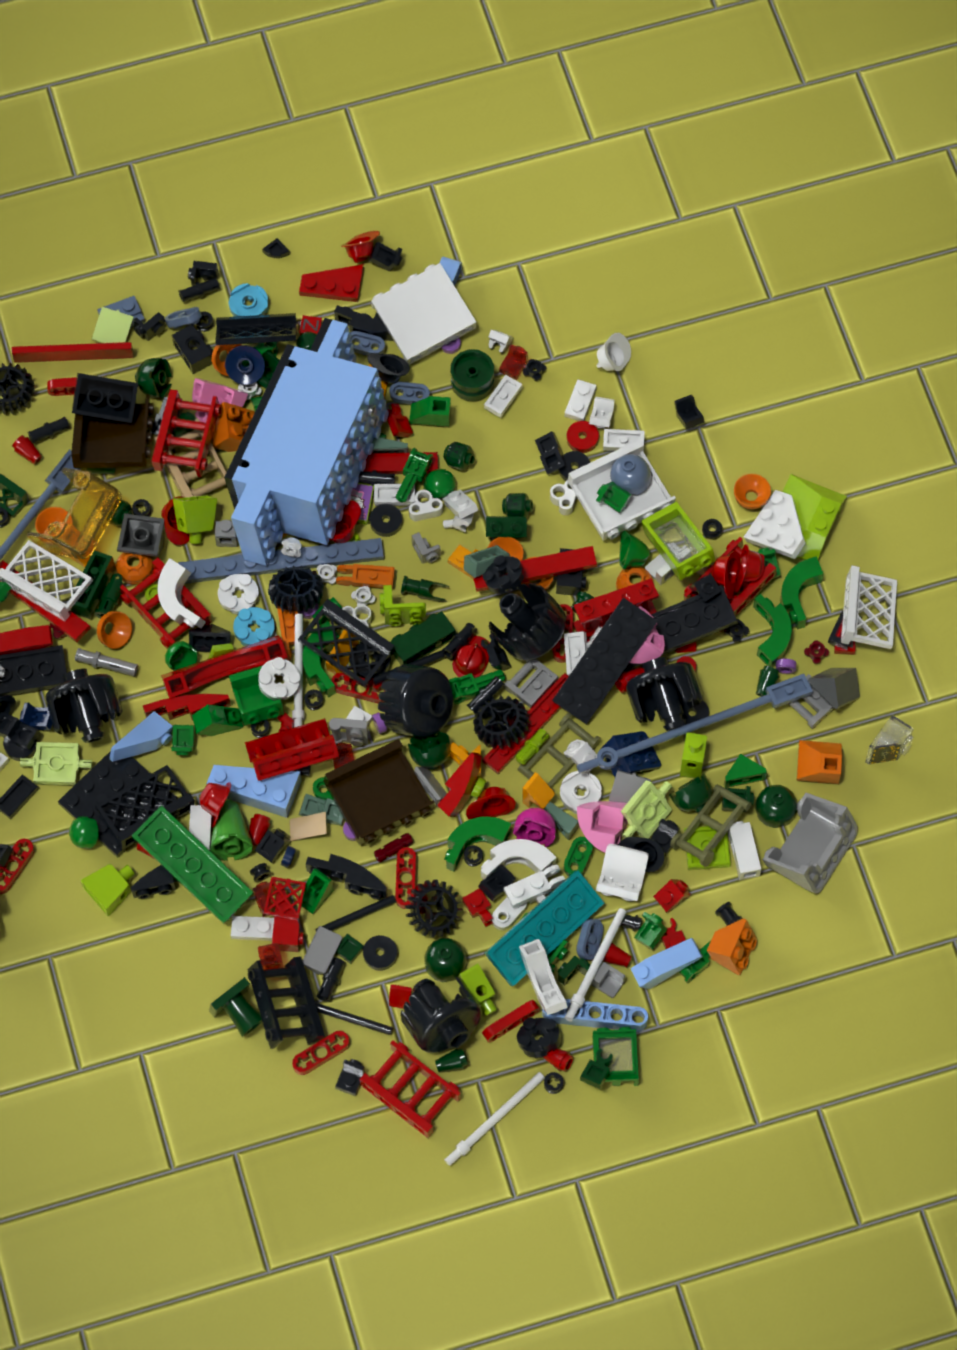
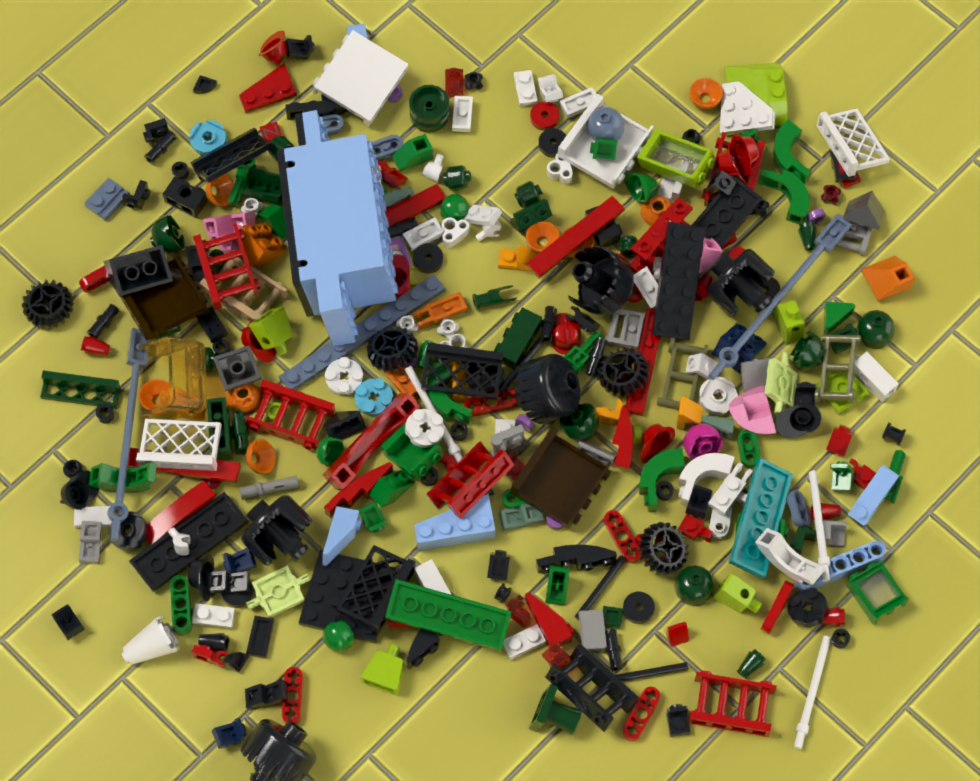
camera: 30 degrees left, 0 degrees up
(72, 352) = (85, 248): red tile -> none
(112, 326) = (107, 212): yellowish green piece -> none
(144, 483) = (212, 325): none -> black plate
(169, 592) = (289, 397): white arch -> none
(183, 317) = (162, 175): sand blue plate -> none
(213, 798) = (435, 552): red piece -> none
(217, 650) = (358, 429): lime tile -> none
(225, 530) = (304, 329): light grey brick -> none
(230, 834) = (459, 572): bright green cone -> none
(241, 373) = (241, 196): dark blue dish -> none
(258, 827) = (478, 557): red cone -> none
(281, 914) = (544, 617): red window -> none
(288, 856) = (518, 570): dark blue tile -> none
(291, 547) = (368, 316): white plate -> none
(308, 826) = (518, 535): tan sticker -> none
(389, 366) = (359, 128): black piece -> none
(393, 847) = (597, 517): dark red axle -> none
(400, 613) = (486, 328): lime bracket -> none
(414, 470) = (430, 208): green connector -> none
(423, 549) = (473, 267): light grey bracket -> none
(435, 1021) = (725, 637): black piece -> none
(442, 436) = (433, 170): none -> white piece
(478, 562) = (532, 250): sand green slope -> none
(500, 566) = (551, 246): black plate -> none
(501, 338) = (432, 68): white tile -> none
(532, 746) = (658, 379): lime axle -> none
(551, 453) = (528, 140): black slope -> none
(597, 1072) = (874, 609): dark green plate -> none
(614, 353) = (530, 38): white piece -> none
(622, 872) = (793, 442): white bracket -> none
(632, 922) = (823, 478): black pin -> none
(688, 412) = (617, 57): black bracket -> none
(733, 946) = (913, 455): orange slope -> none
(814, 843) = (922, 342): light grey windscreen -> none
(890, 742) = (934, 233): clear slope -> none

